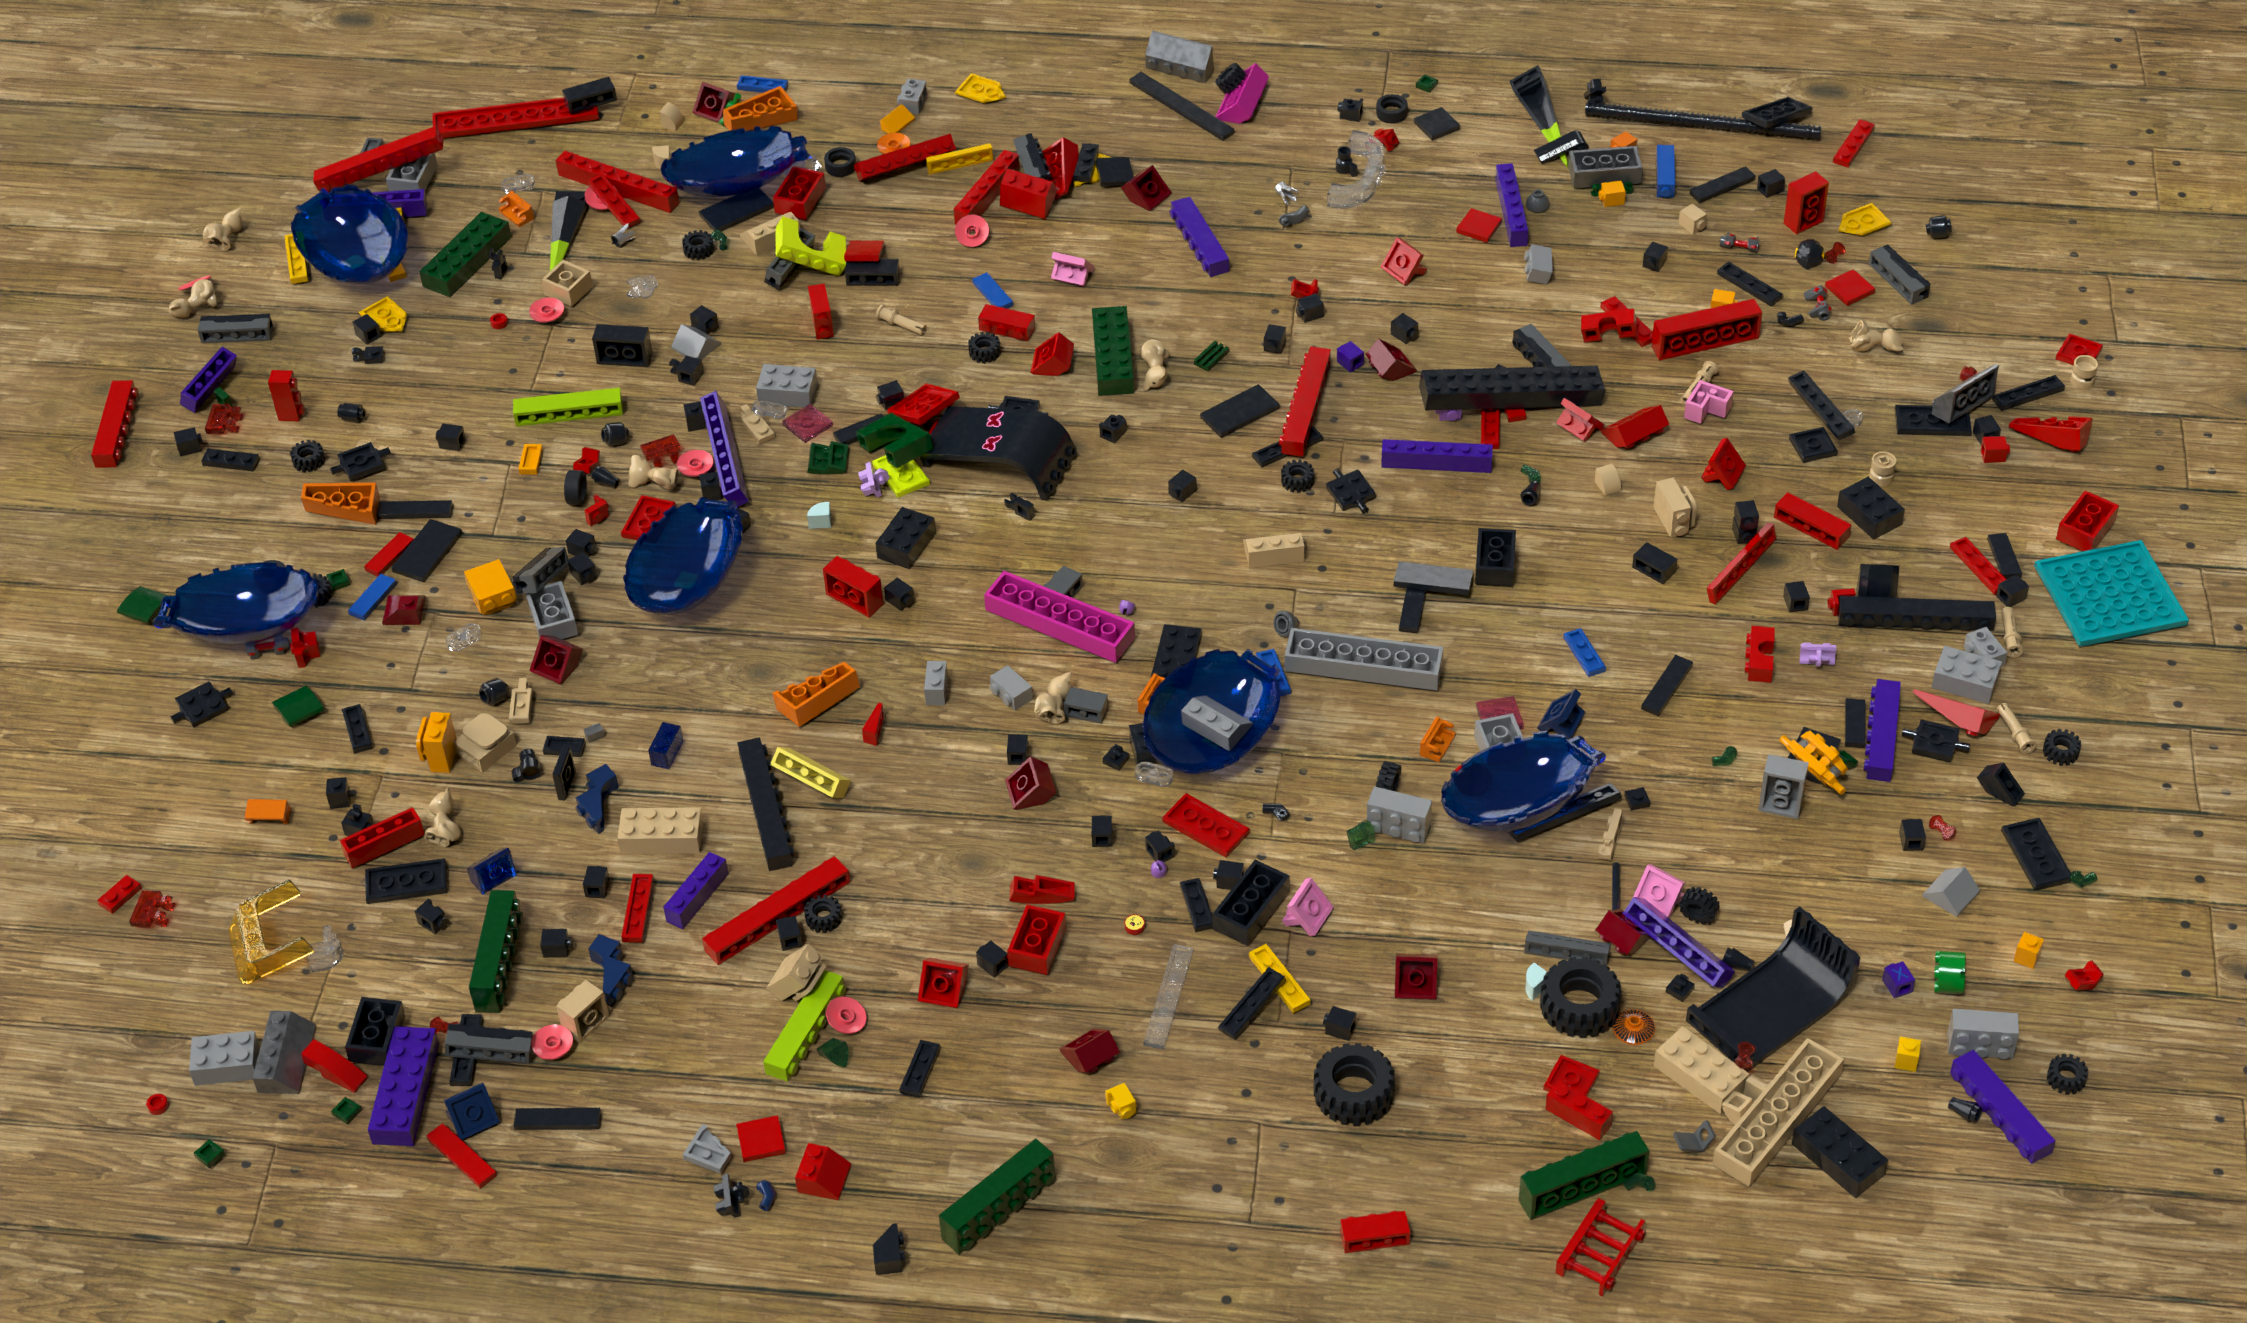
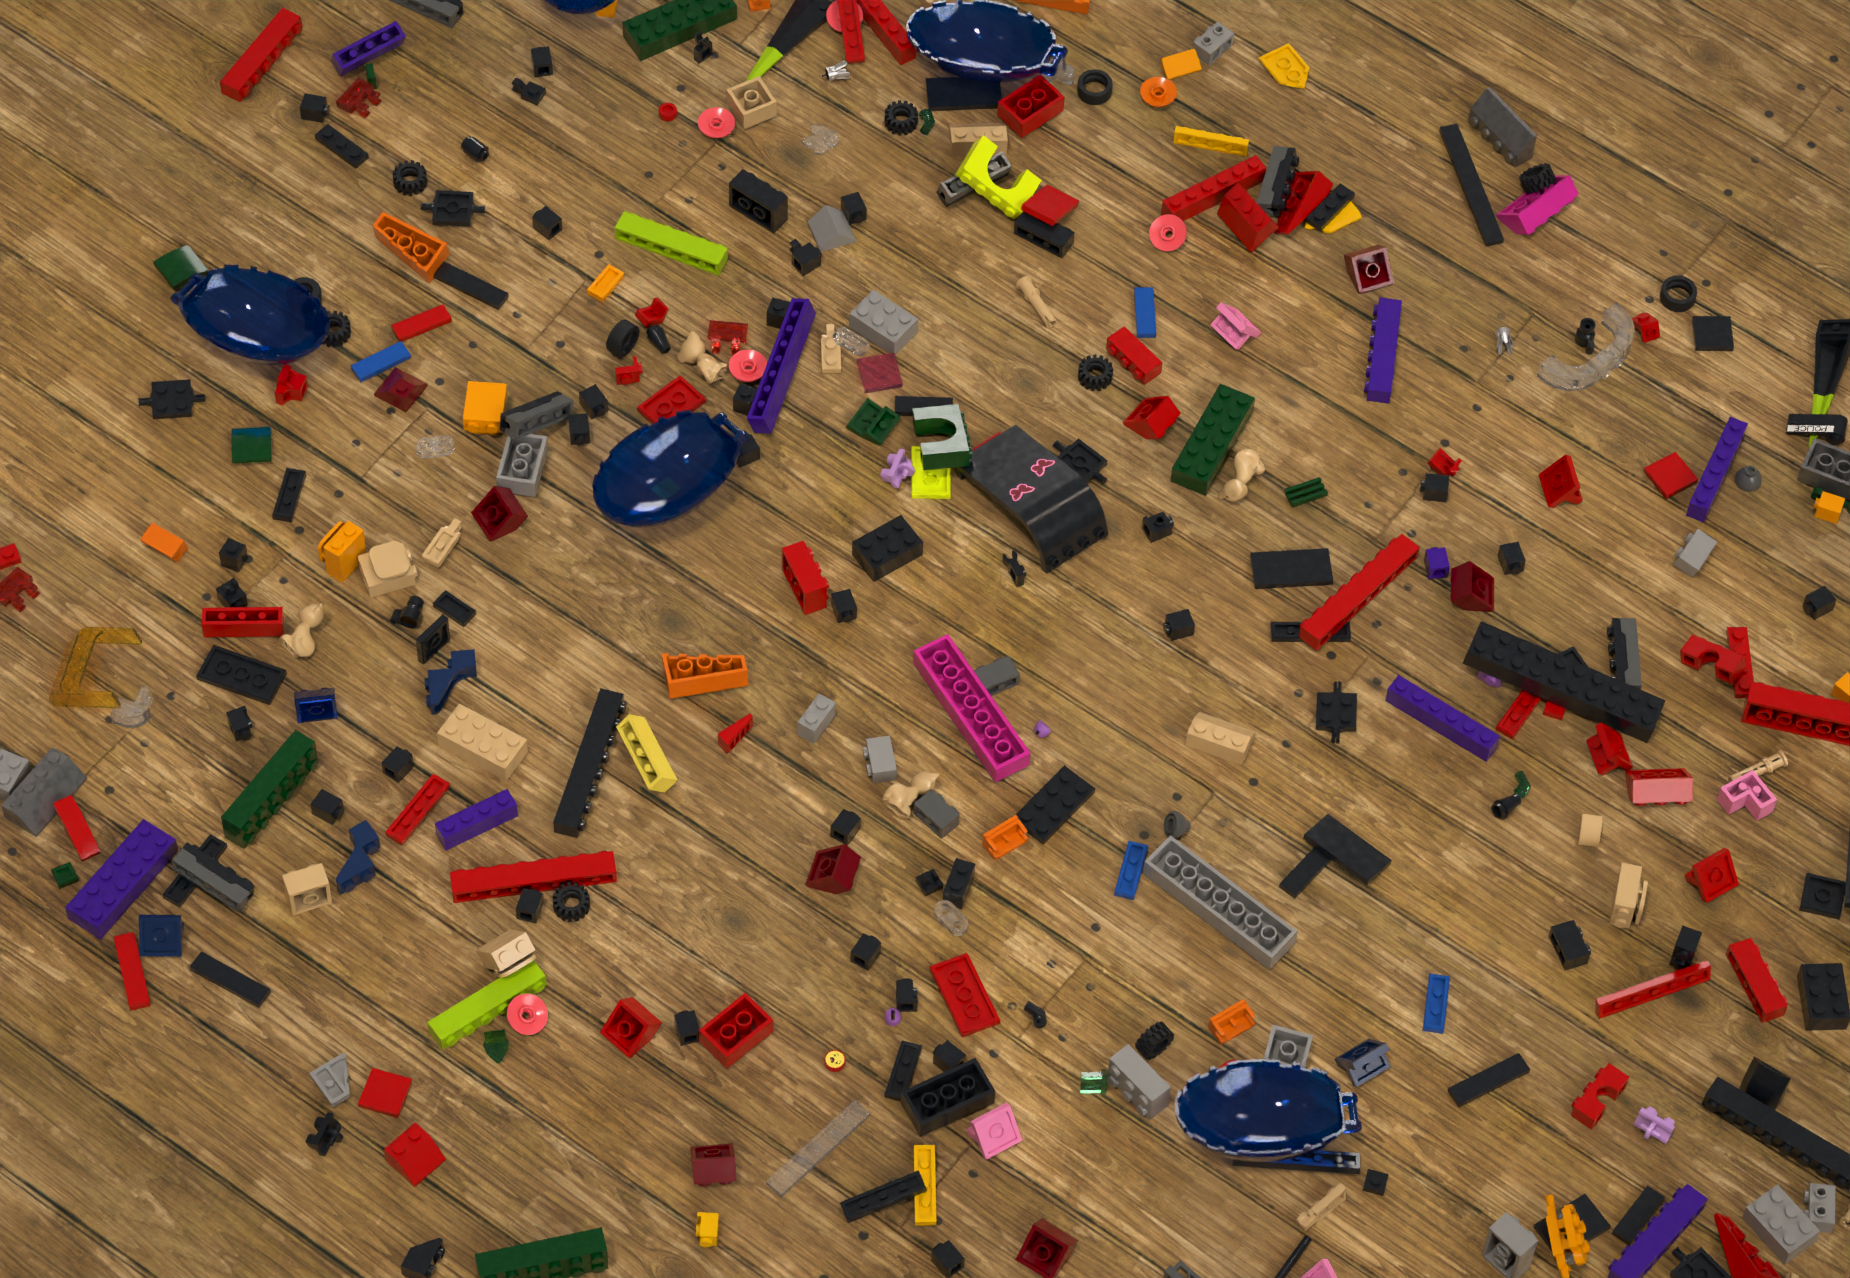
camera: 25 degrees right, 10 degrees up
(278, 645) = (270, 372): dark grey piece -> none
(286, 395) = (421, 105): red brick -> none
(338, 580) = (361, 327): dark green tile -> none
(373, 1030) = (126, 810): black brick -> none
(387, 315) = (568, 53): yellow tile -> none
(426, 550) = (456, 336): black tile -> none
(439, 1025) = (185, 833): clear red piece -> none
(493, 691) = (425, 520): black head -> none
(551, 1035) = (267, 896): coral dish -> none
(594, 732) = (487, 608): flat silver piece -> none
(614, 434) = (695, 295): black head -> none
(665, 745) = (539, 656): clear blue brick -> none
(768, 1192) = (359, 1148): dark blue arm -> none
(819, 516) = (825, 483): light aqua brick -> none
(820, 311) = (964, 255): red brick -> none
(889, 394) = (972, 382): black brick -> none
(904, 157) = (1157, 114): red brick -> none
(920, 1068) = (560, 1100): black tile -> none
(924, 403) = (994, 409): red plate -> none
(1041, 890) = (774, 982): red slope -> none
(1114, 171) = (1351, 231): black tile -> none
(1215, 721) = (1037, 895): light grey slope -> none
(1226, 680) = (1033, 886): clear blue windscreen -> none
(1274, 338) = (1377, 505): black brick -> none
(1294, 217) = (1492, 374): dark grey arm -> none
(1297, 468) = (1292, 679): black tyre -> none
(1351, 109) = (1636, 274): black brick -> none
(1426, 83) = (1736, 279): dark green tile -> none
(1495, 556) = (1419, 858): black brick -> none
(1499, 707) = (1312, 1022): clear pink tile -> none
(1726, 759) = (1489, 1186): clear green arm -> none
(1796, 596) = (1679, 1053): black brick -> none
(1833, 601) = (1726, 1075): red bracket -> none
(1847, 759) = (1598, 1247): dark green plate -> none

